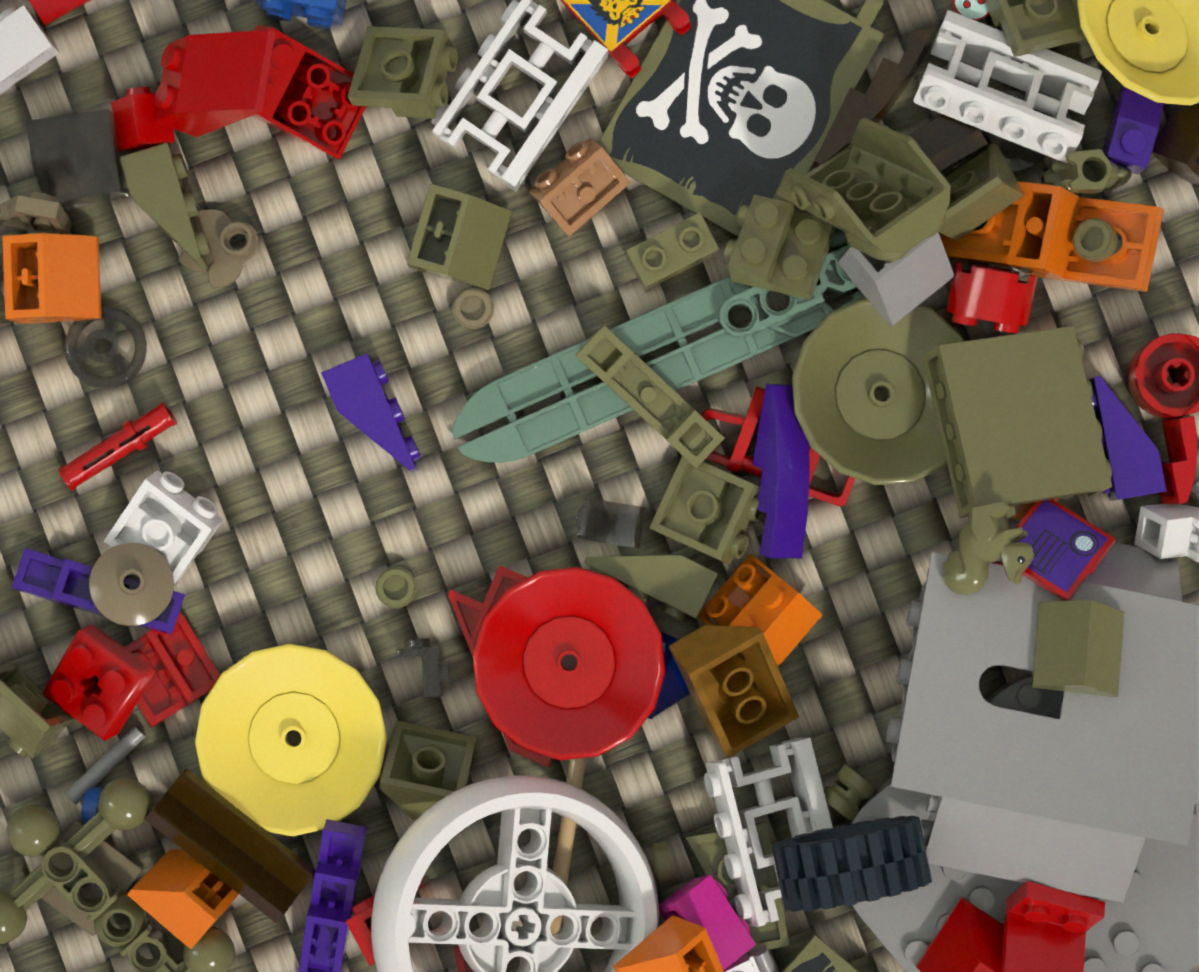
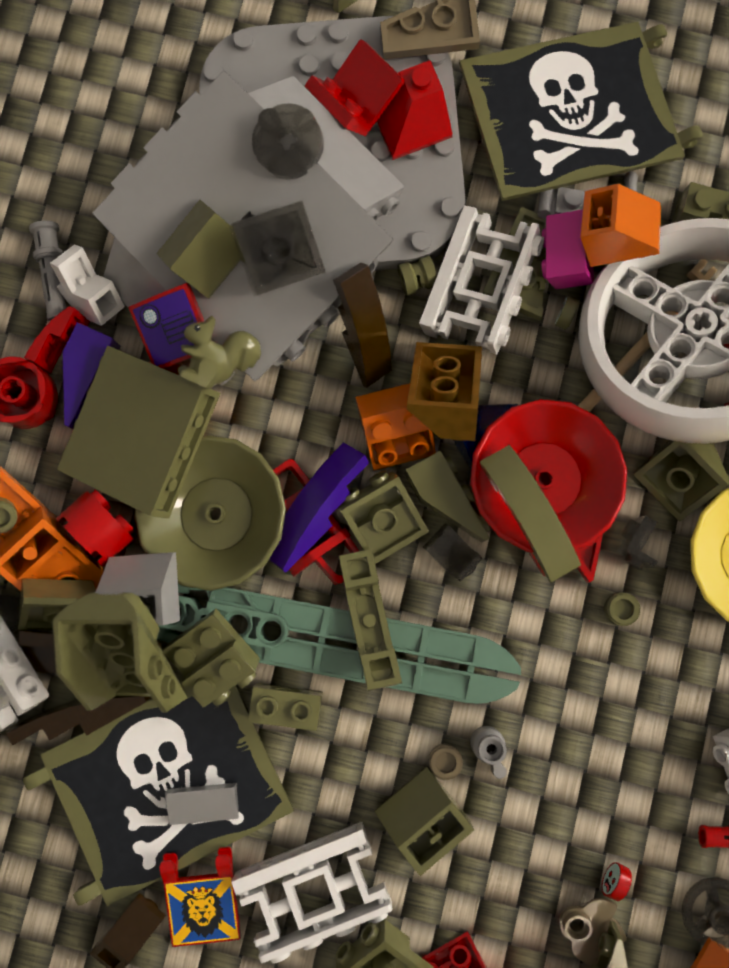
camera: 145 degrees left, 5 degrees down
(226, 309) = (616, 881): none -> red tile
(362, 400) = (563, 751): dark purple slope -> none
(440, 353) = (490, 748): none -> light grey piece
(563, 611) = (532, 512): none -> olive slope
(579, 185) = (316, 796): medium nougat bracket -> none
(687, 100) = (202, 803): none -> light grey slope
(851, 863) = (454, 210): black wheel -> none
(862, 688) = (364, 324): none -> dark brown slope
(997, 692) = (277, 248): none -> clear smoke slope
(1092, 818) = (274, 125): none -> clear smoke plate

